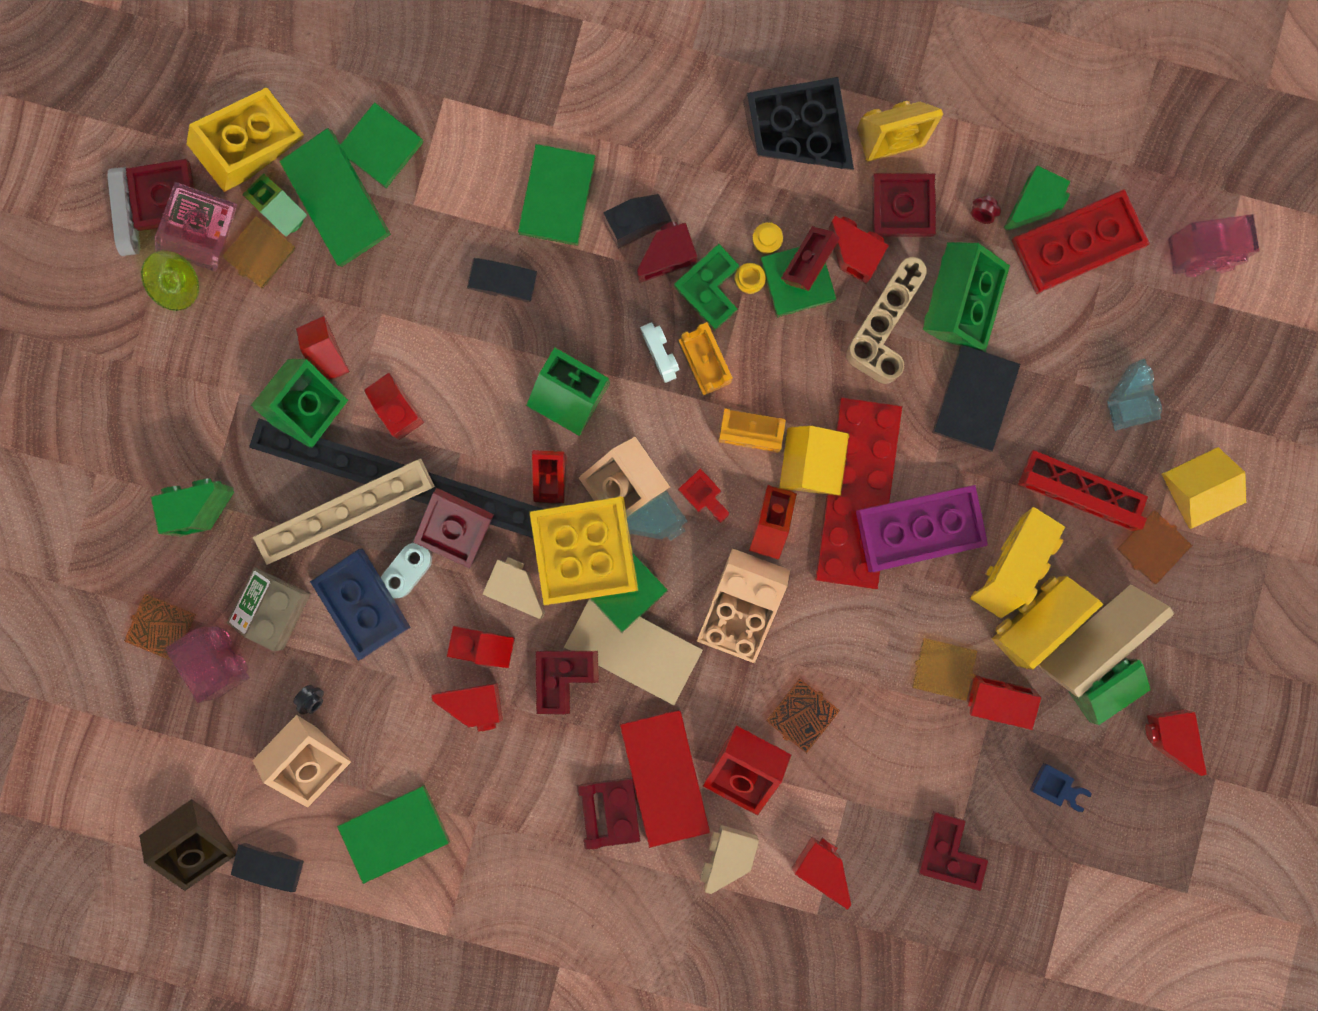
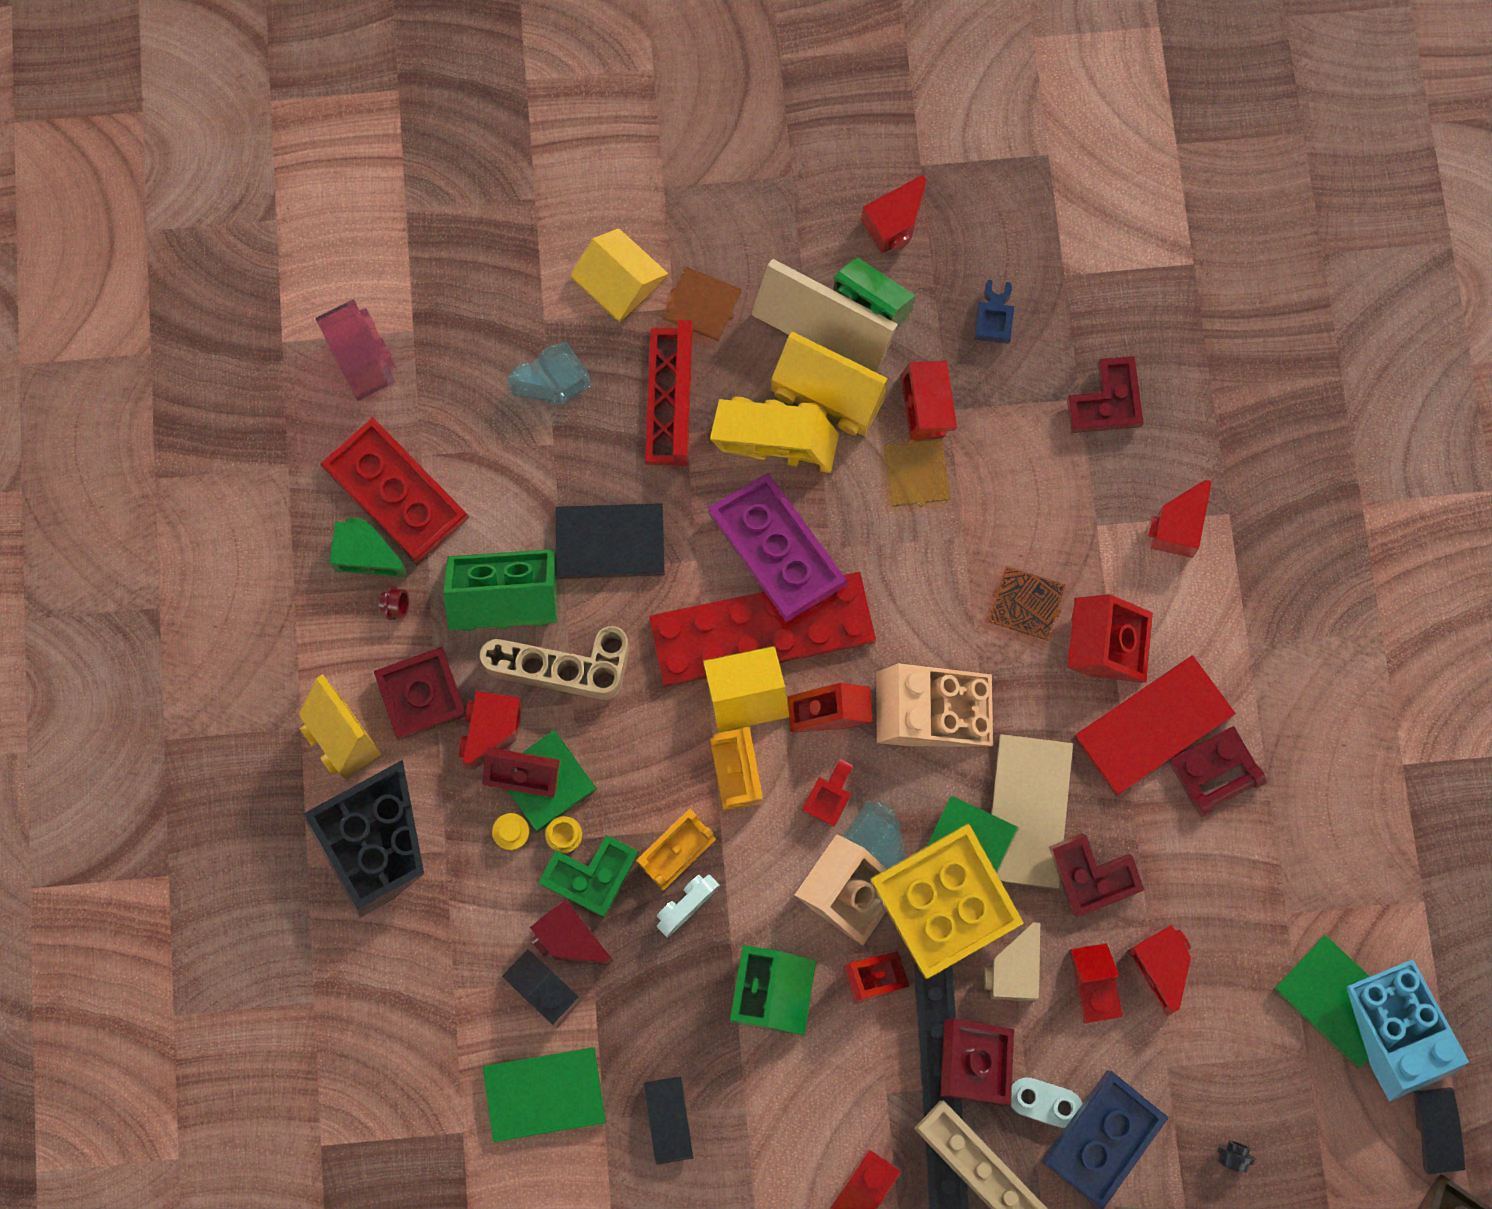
camera: 110 degrees left, 10 degrees down
(300, 762) = (1307, 1138): light nougat slope -> none
(348, 873) = (1404, 1031): none -> medium azure slope
(731, 857) = (1210, 622): tan slope -> none

